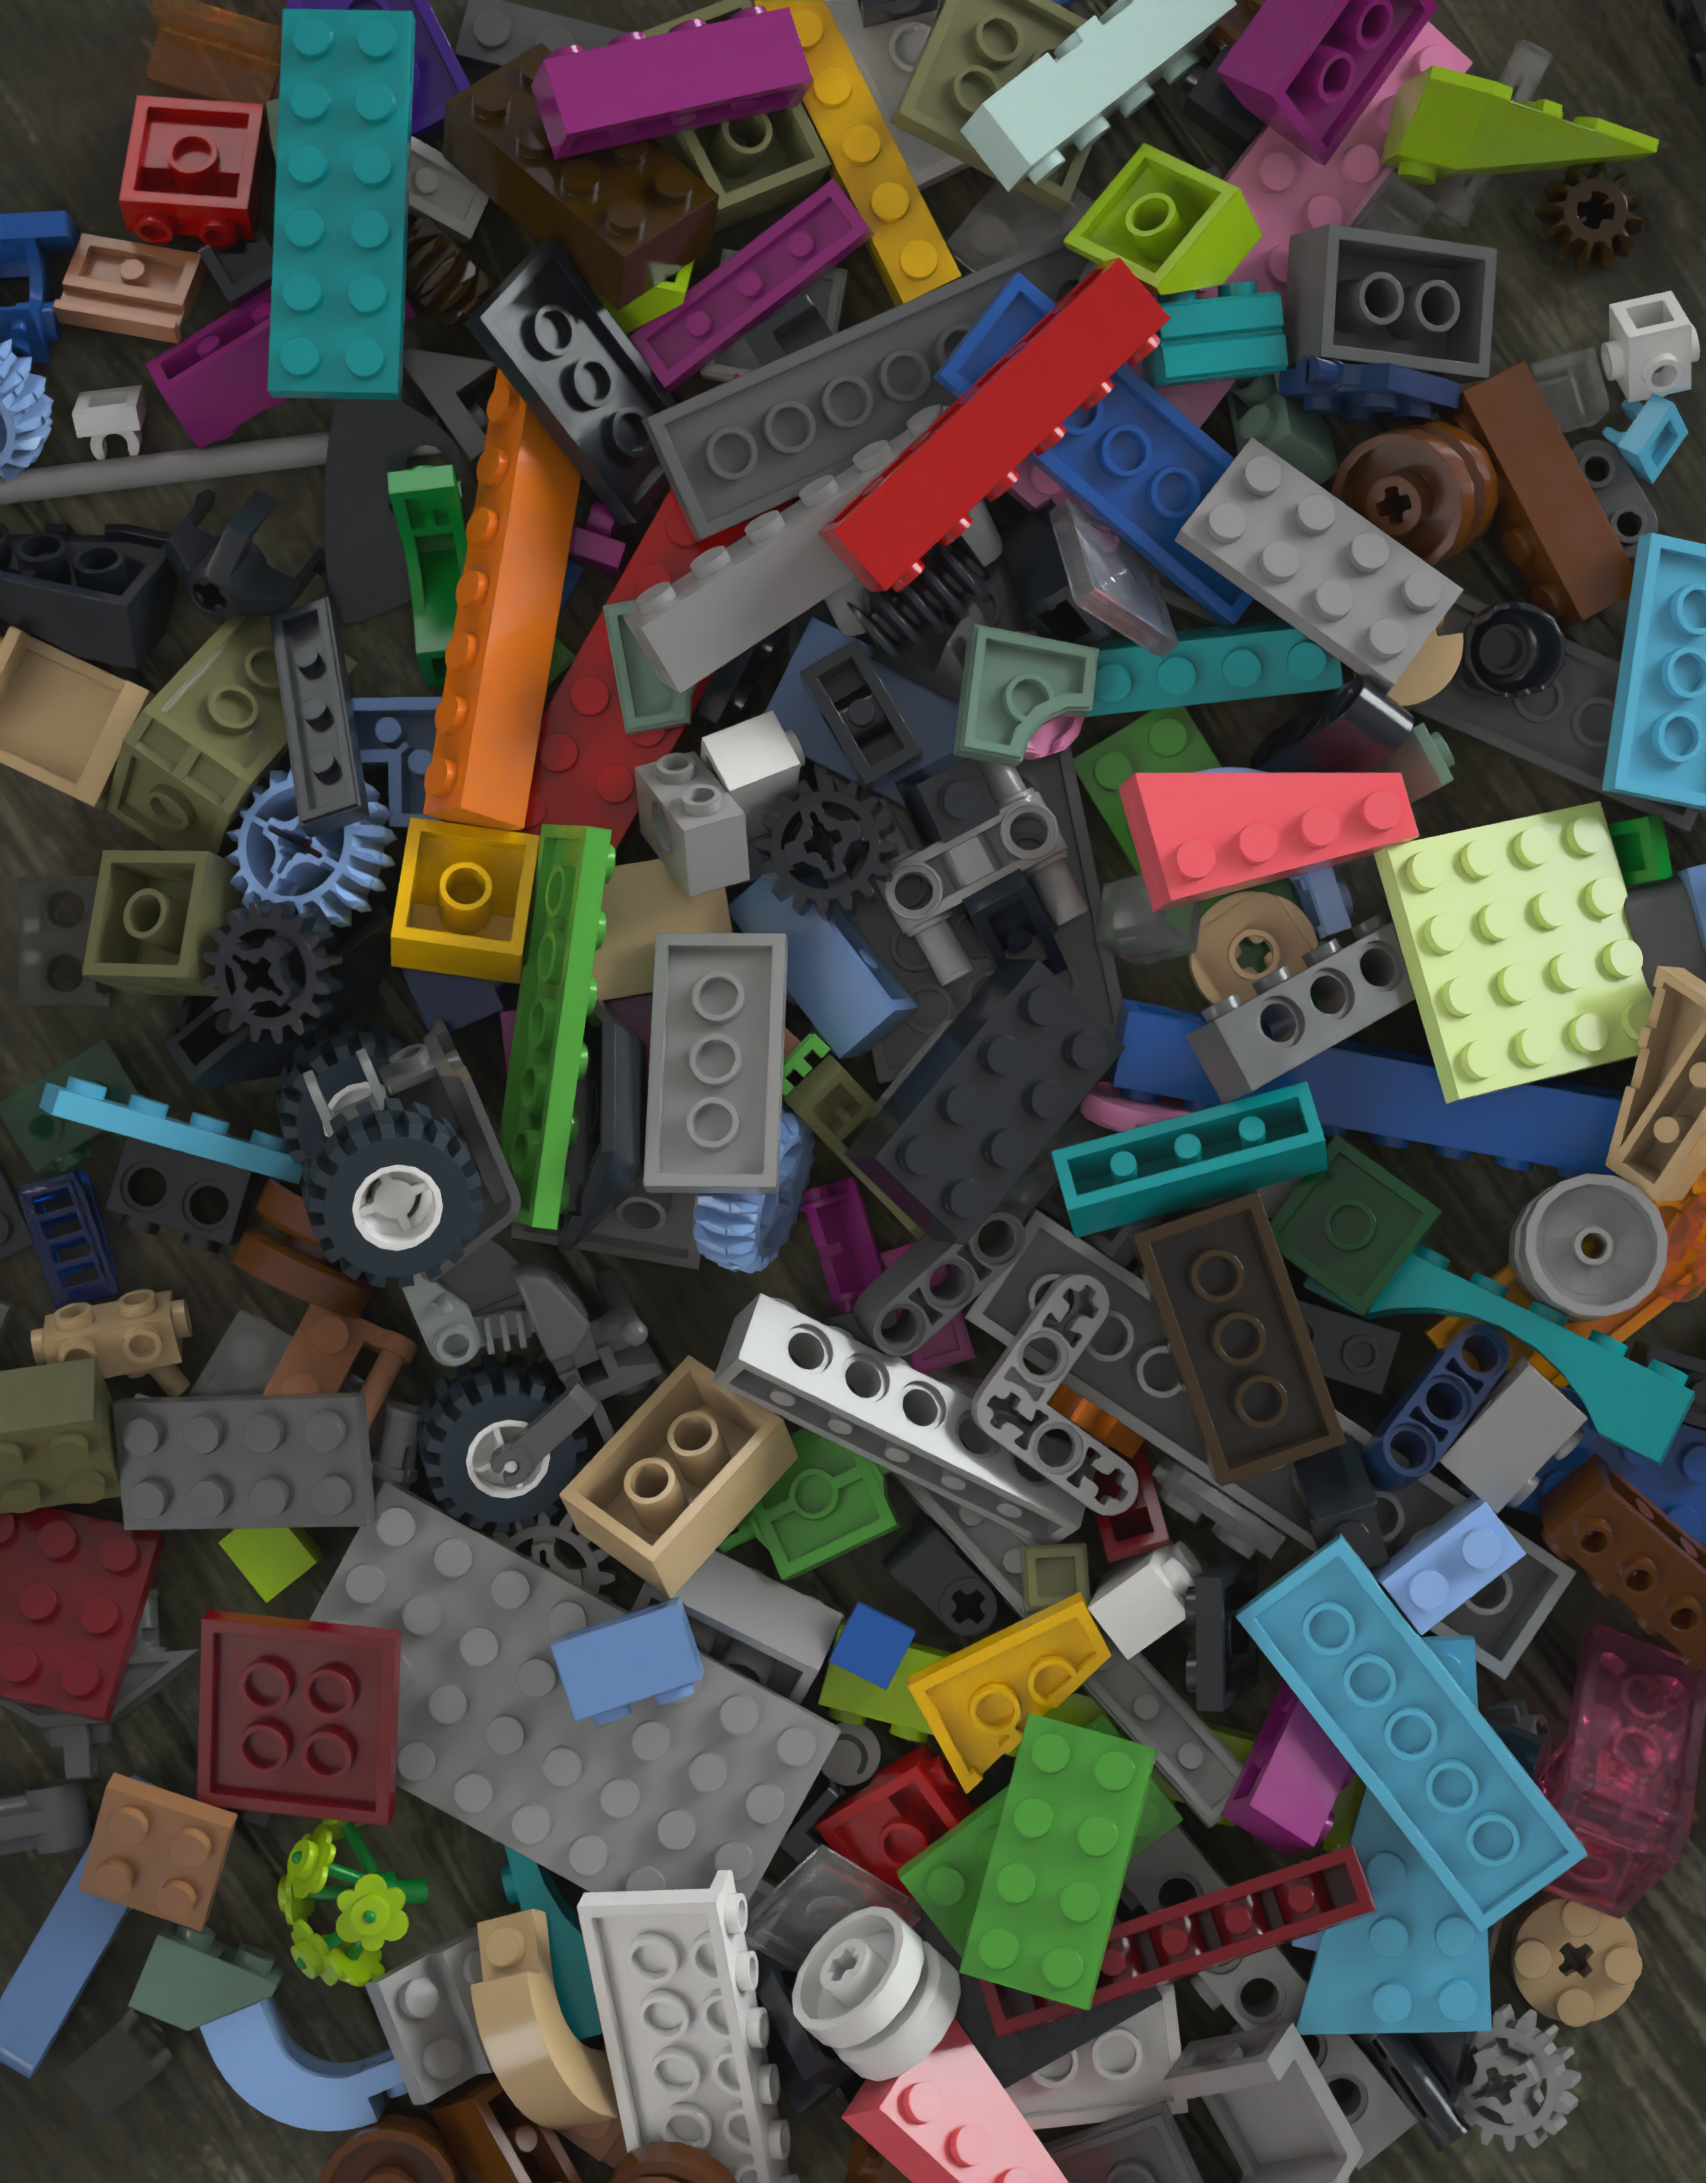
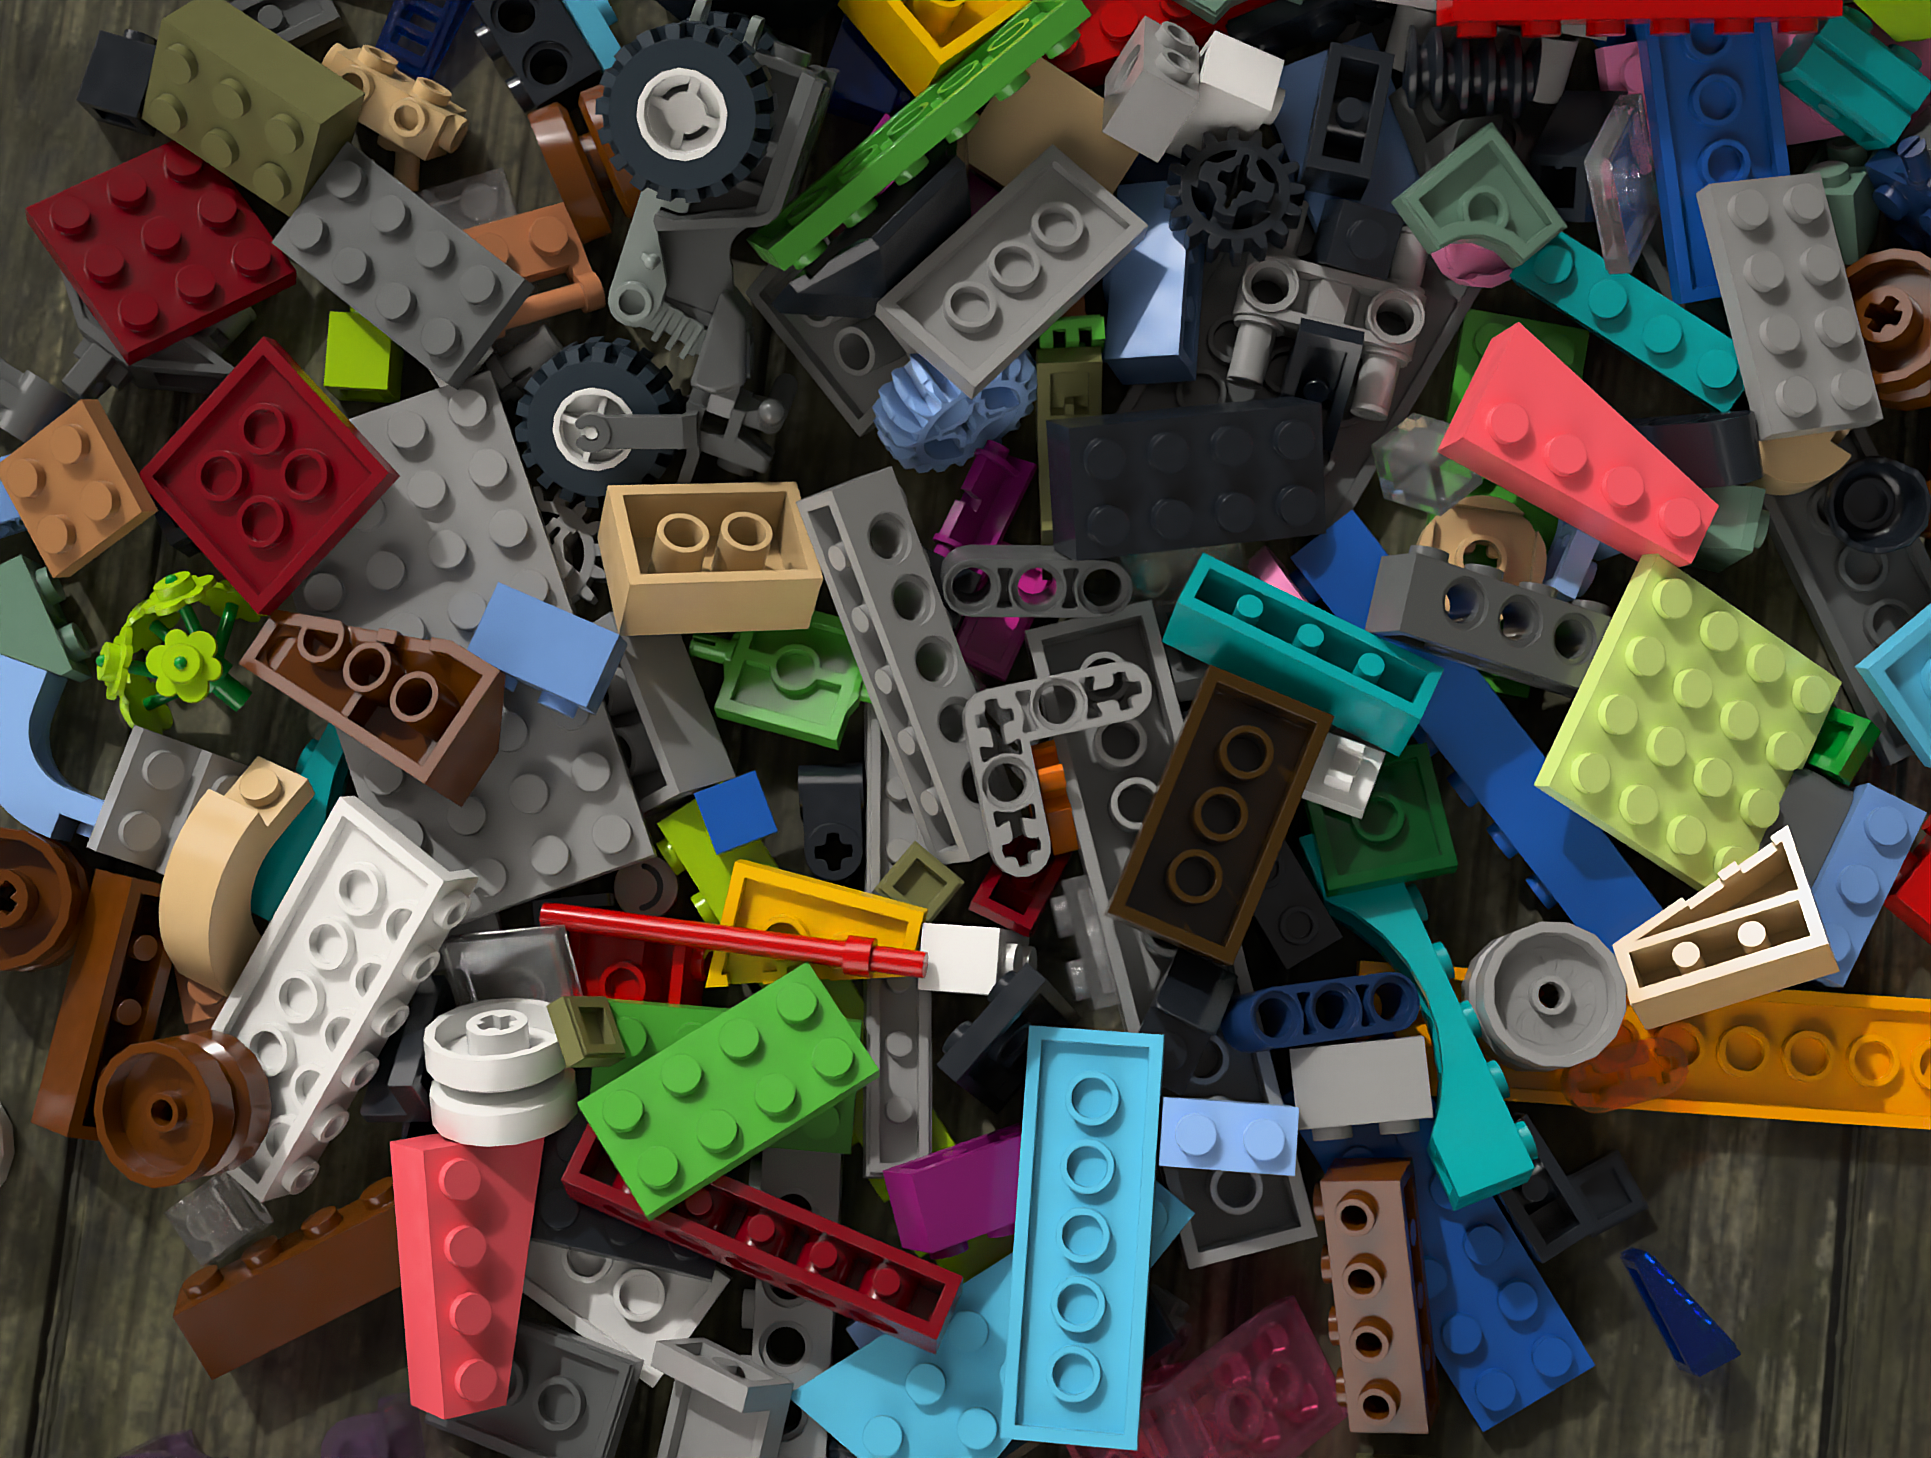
camera: 45 degrees right, 5 degrees down
(554, 1795) = (400, 695): none -> reddish brown wedge
(915, 1911) = (586, 1031): none -> olive tile
(1060, 1677) = (856, 955): none -> red bar
(1299, 1216) = (1344, 775): none -> white tile

